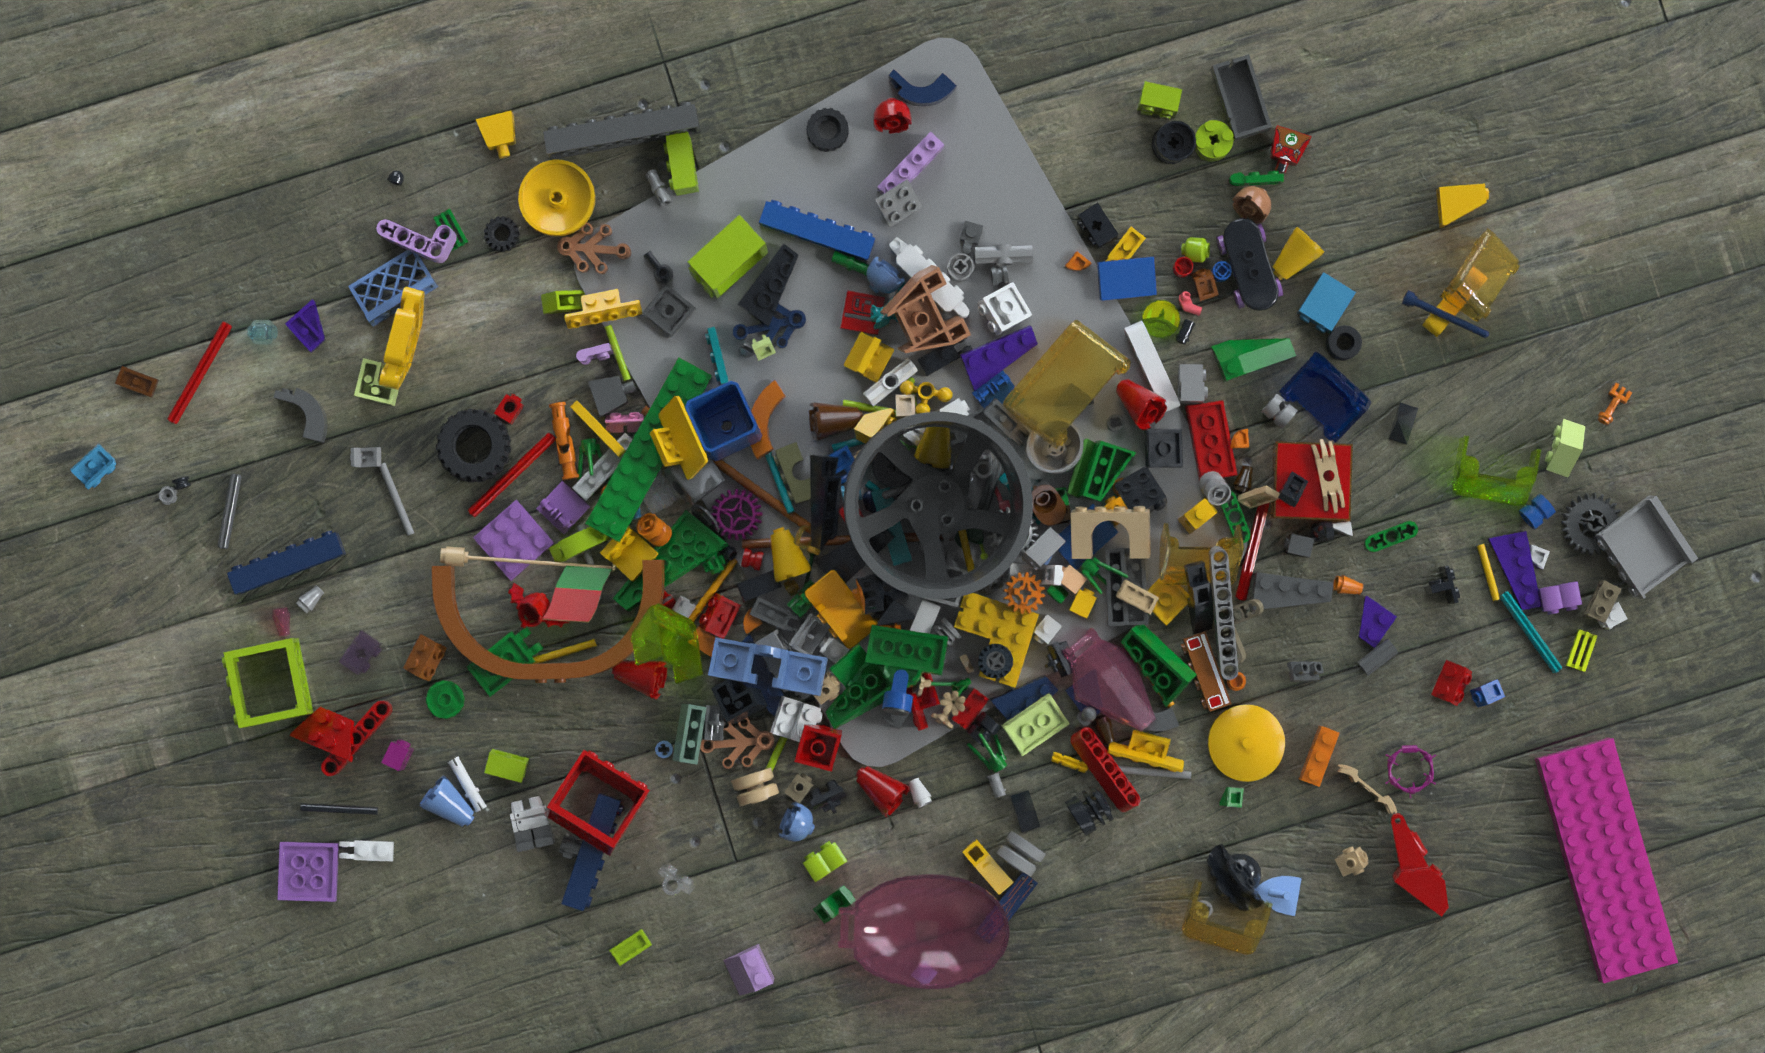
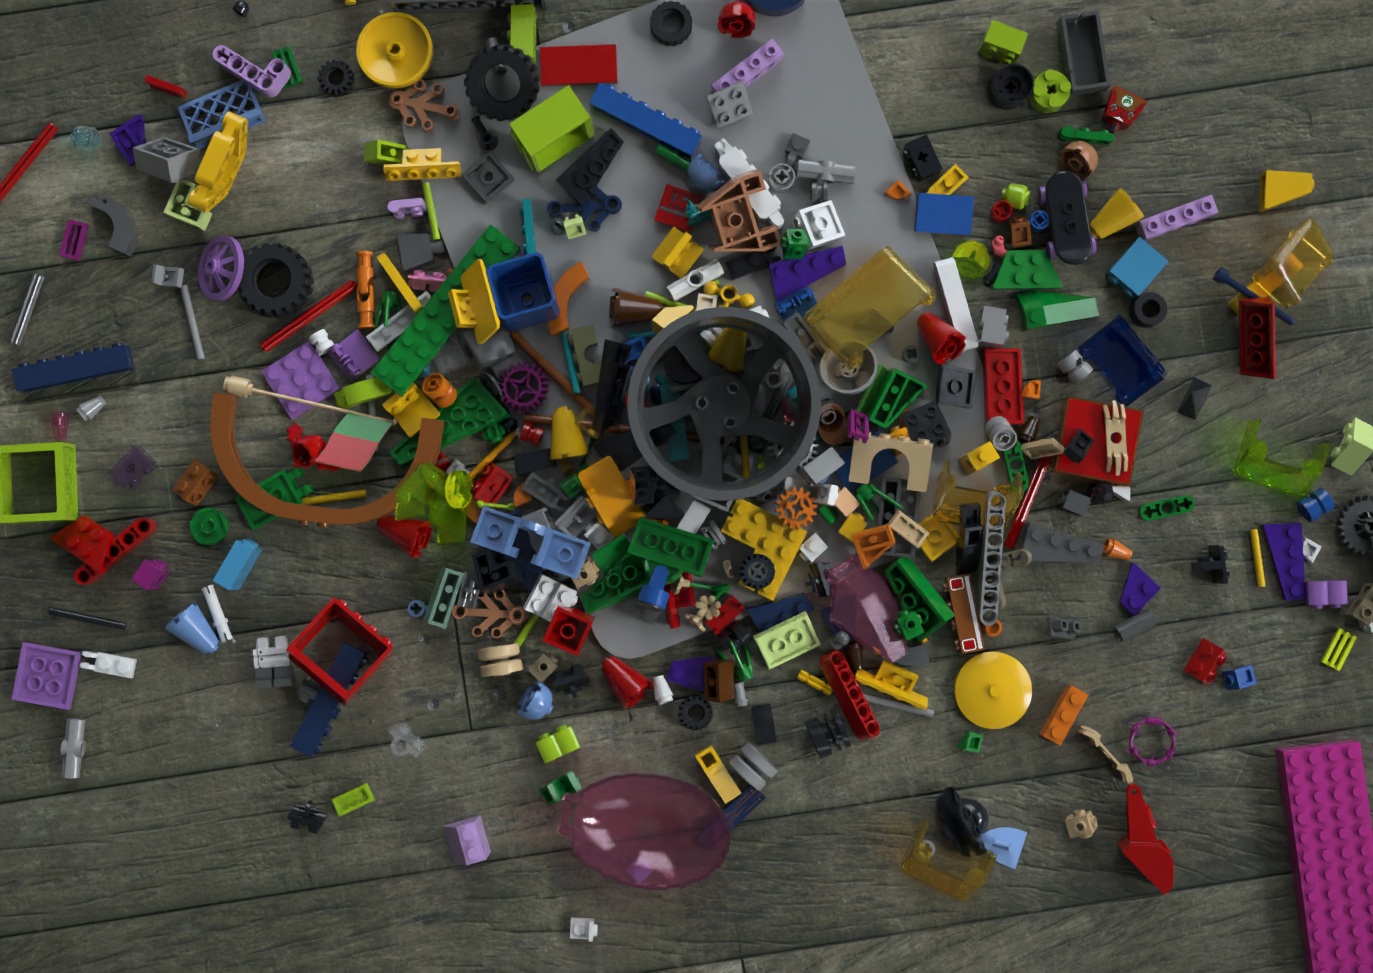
camera: 10 degrees right, 0 degrees up
(266, 430) = (81, 241): none -> magenta tile
(333, 268) = (165, 86): none -> red tile
(346, 939) = (73, 748): none -> light grey piece
(347, 341) = (165, 159): none -> light grey slope
(416, 442) = (213, 267): none -> medium lavender wheel
(481, 732) = (237, 564): none -> dark azure brick
(506, 765) = (258, 600): lime hinge -> none
(509, 417) = (317, 258): red brick -> none
(528, 499) = (321, 342): none -> white wheel
(590, 969) = (308, 815): none -> black hips
(661, 239) = (477, 88): none -> black tyre
(688, 625) = (458, 489): none -> clear neon green tile
(741, 185) = (578, 65): none -> red tile
(741, 634) = (511, 507): none -> lime hinge
(877, 1039) = (583, 928): none -> white bracket
(945, 771) = (689, 672): none -> dark purple wing
(967, 810) = (695, 724): none -> black tyre
(974, 774) = (718, 680): none -> reddish brown brick
(983, 332) = (794, 243): none -> green brick
(1065, 502) = (865, 426): none -> magenta tile
(1105, 616) = (873, 543): none -> orange wing
(1158, 692) = (914, 627): none -> green brick
(1216, 323) = (1026, 271): none -> green wing
(1357, 248) = (1176, 218): none -> lavender brick
(1453, 355) = (1257, 337): none -> red slope
(1530, 632) = (1290, 623): teal axle -> none

